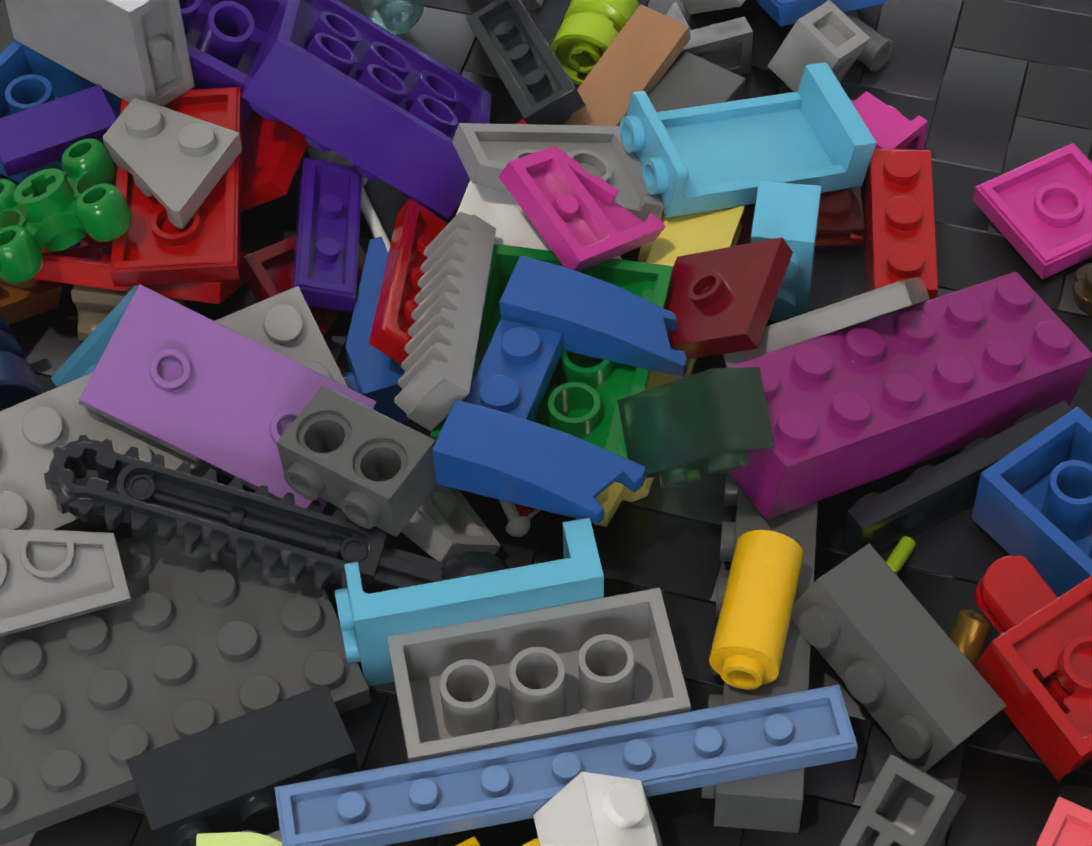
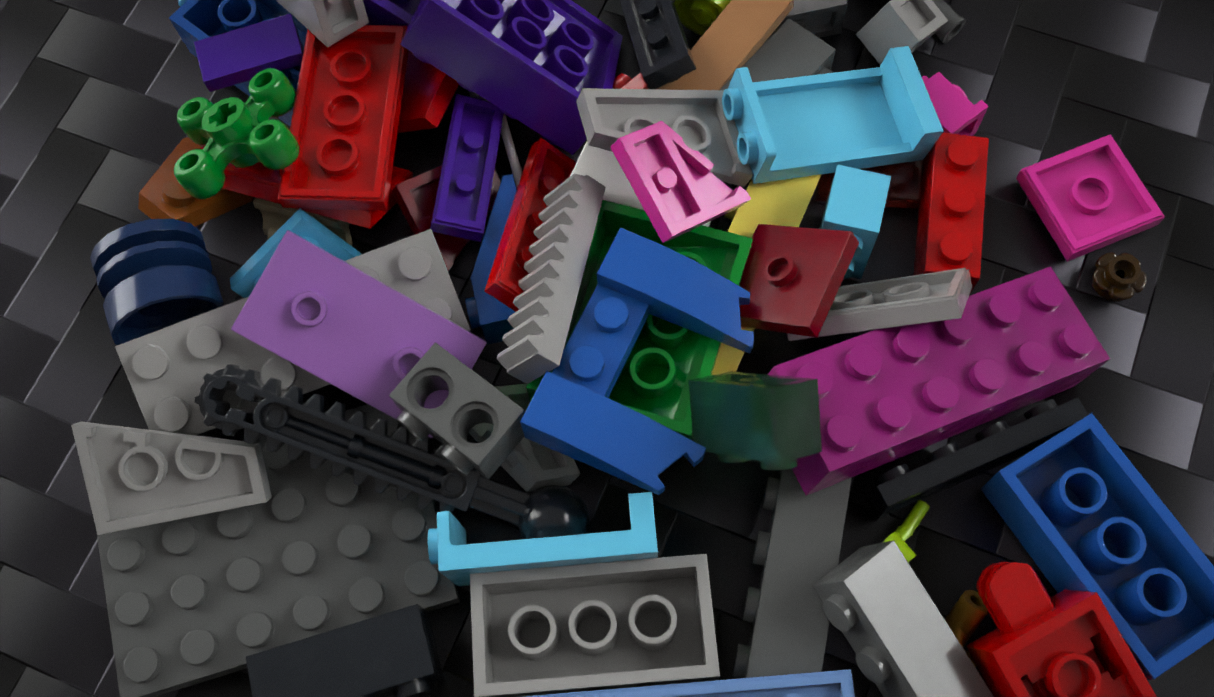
camera: 10 degrees right, 15 degrees up
(171, 155) = (339, 91): light grey wing -> none
(756, 609) = (787, 589): yellow brick -> none

